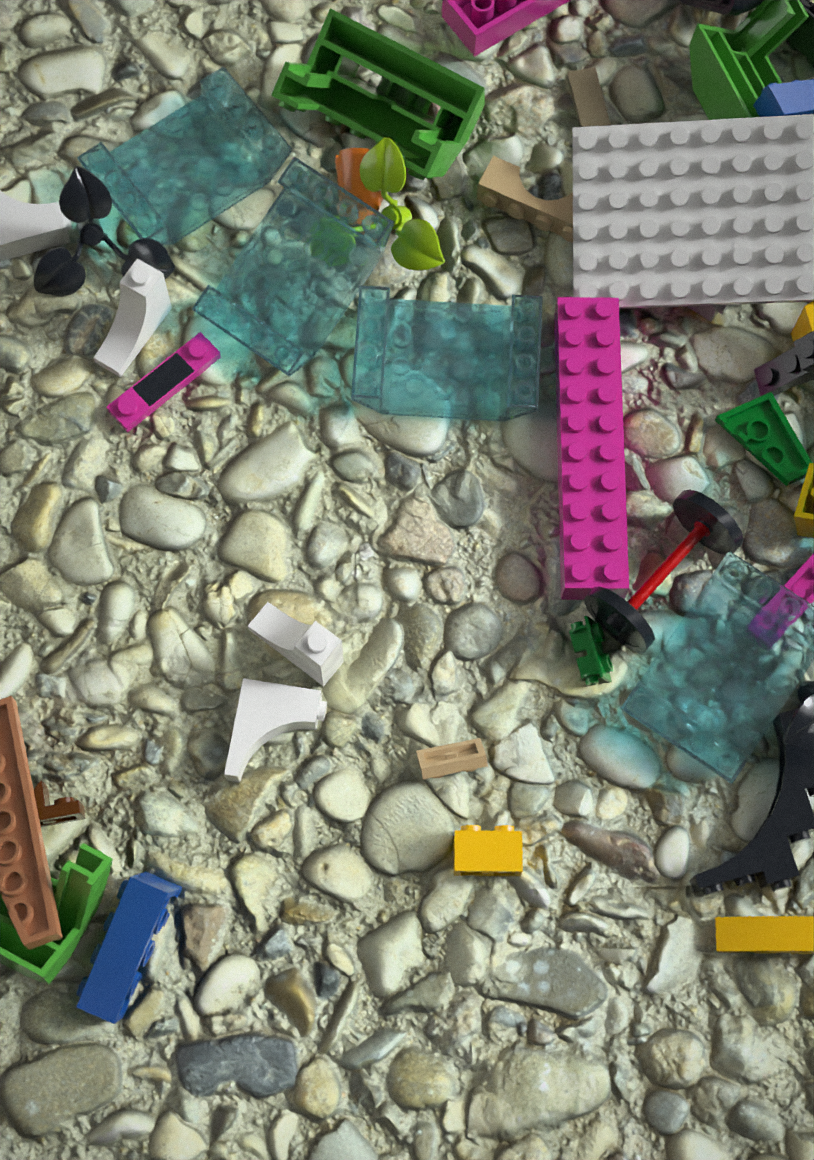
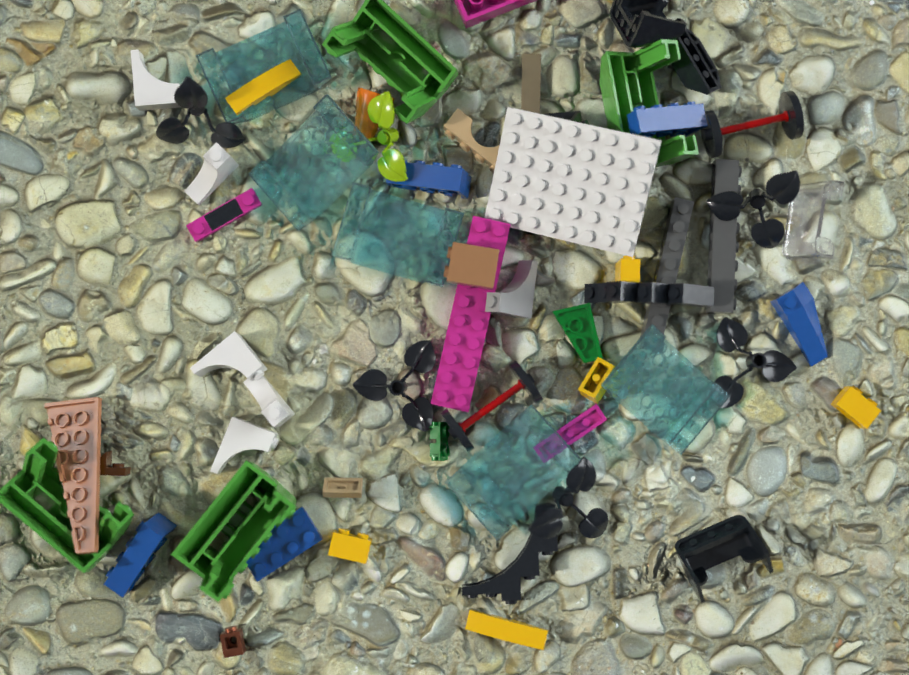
camera: 15 degrees right, 15 degrees up
(188, 180) = (263, 86): none -> yellow slope
(221, 585) = (231, 354): none -> white arch
(287, 855) = (242, 524): none -> bright green wedge
(327, 1076) = (230, 648): none -> copper brick
(366, 878) = (286, 543): none -> blue plate
(461, 583) = (373, 385): none -> black plant
(482, 260) = (435, 177): none -> blue wedge
(578, 361) = (471, 265): none -> medium nougat brick
(656, 405) = (518, 296): none -> light grey arch

